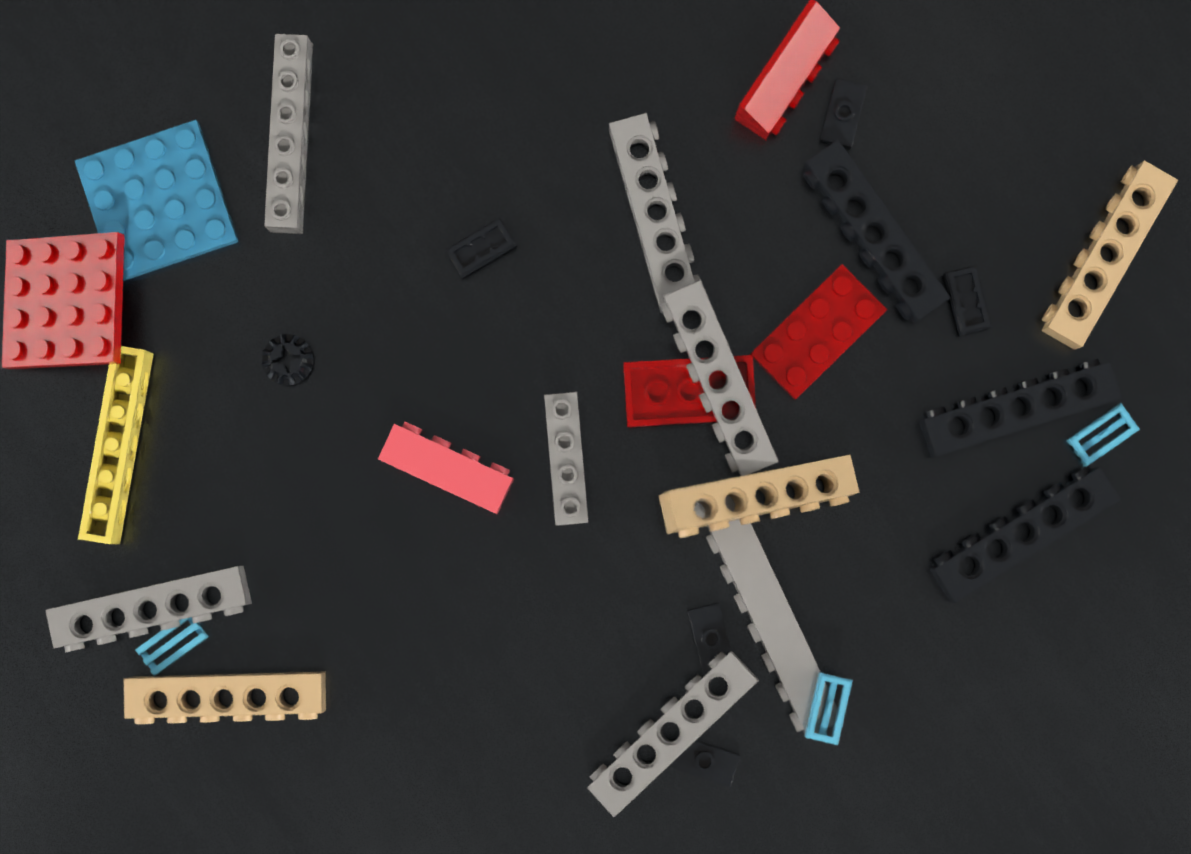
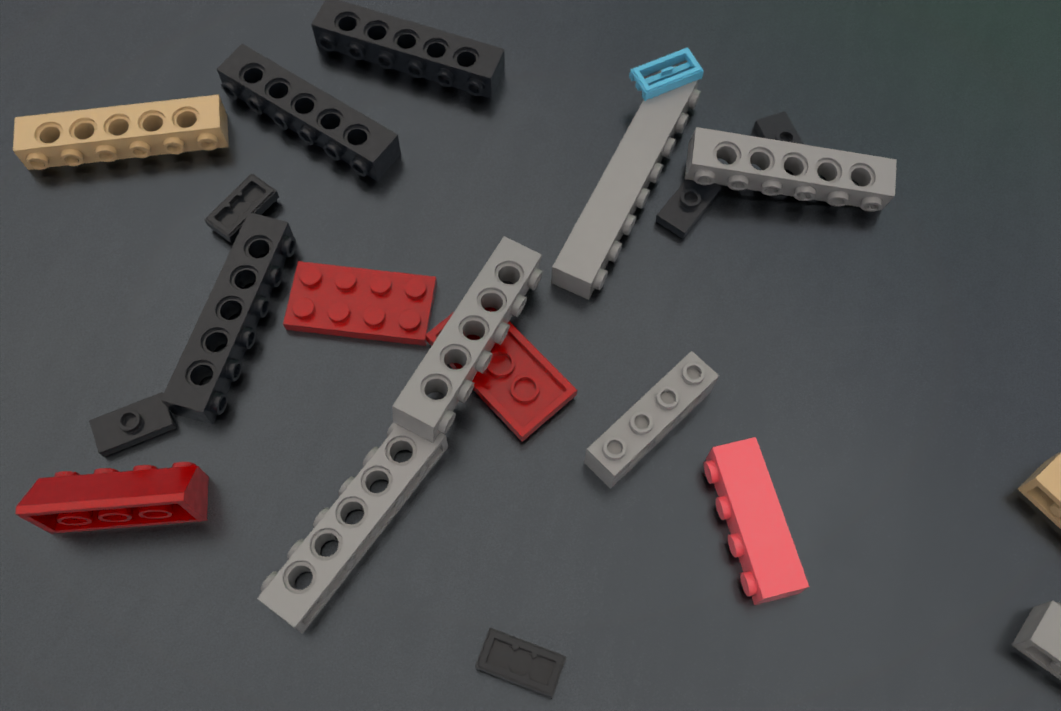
camera: 130 degrees left, 20 degrees down
(835, 474) = (562, 238): tan brick -> none
(1080, 450) = (282, 56): medium azure tile -> none

